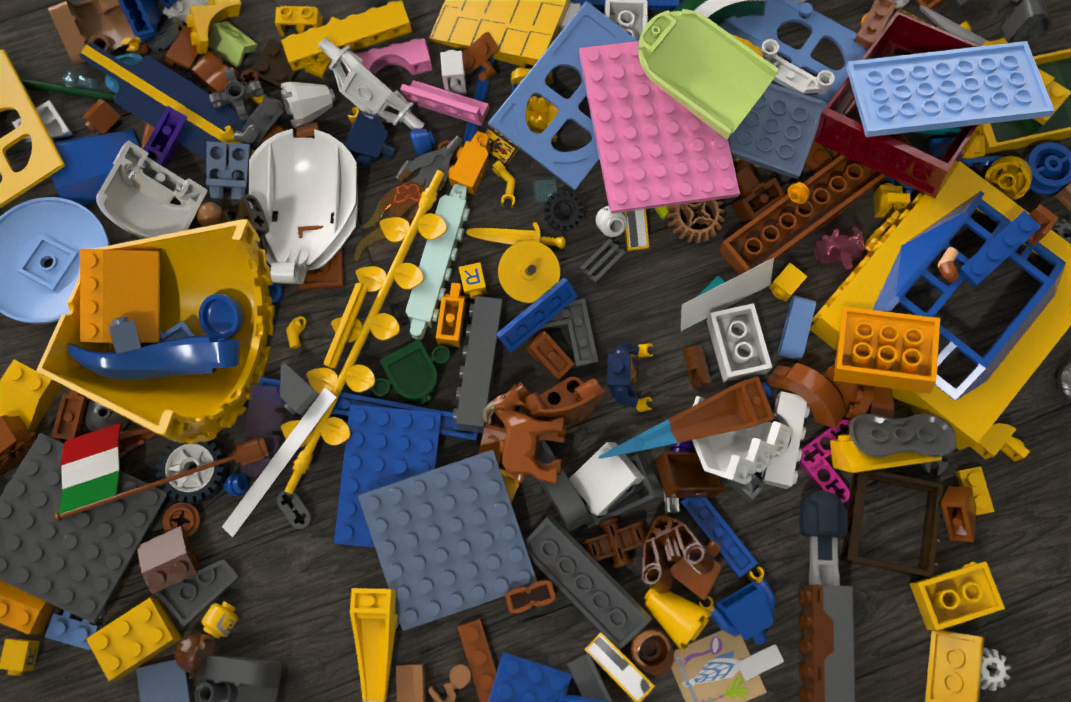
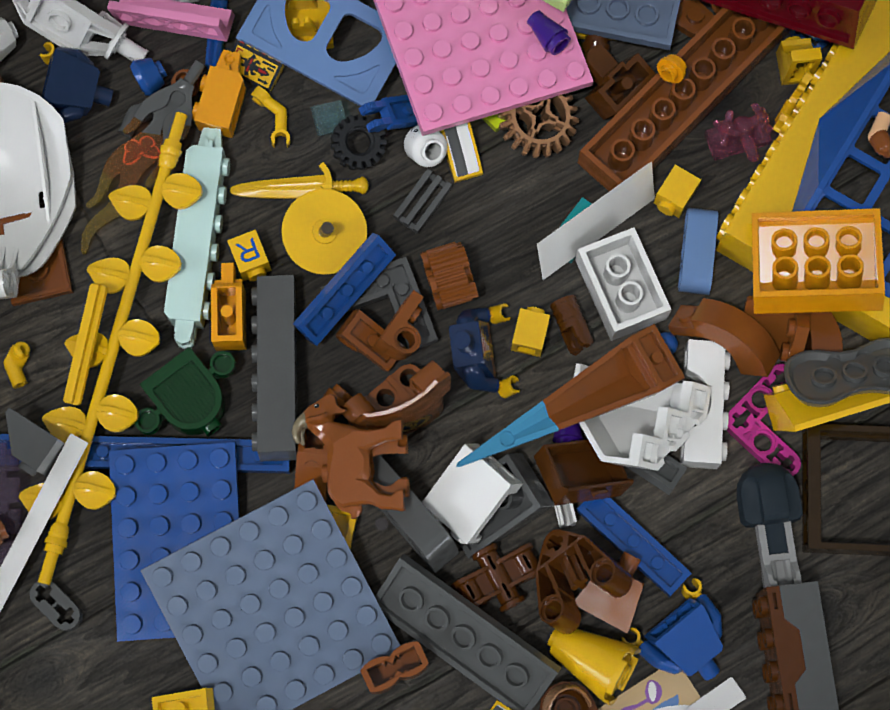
camera: 10 degrees left, 0 degrees up
(572, 348) = (401, 328): none -> dark orange plate
(593, 194) = (395, 113): none -> blue hinge
(614, 317) = (449, 275): none -> dark orange brick
(666, 367) = (530, 331): none -> yellow brick
(713, 153) = (549, 33): none -> dark purple cone

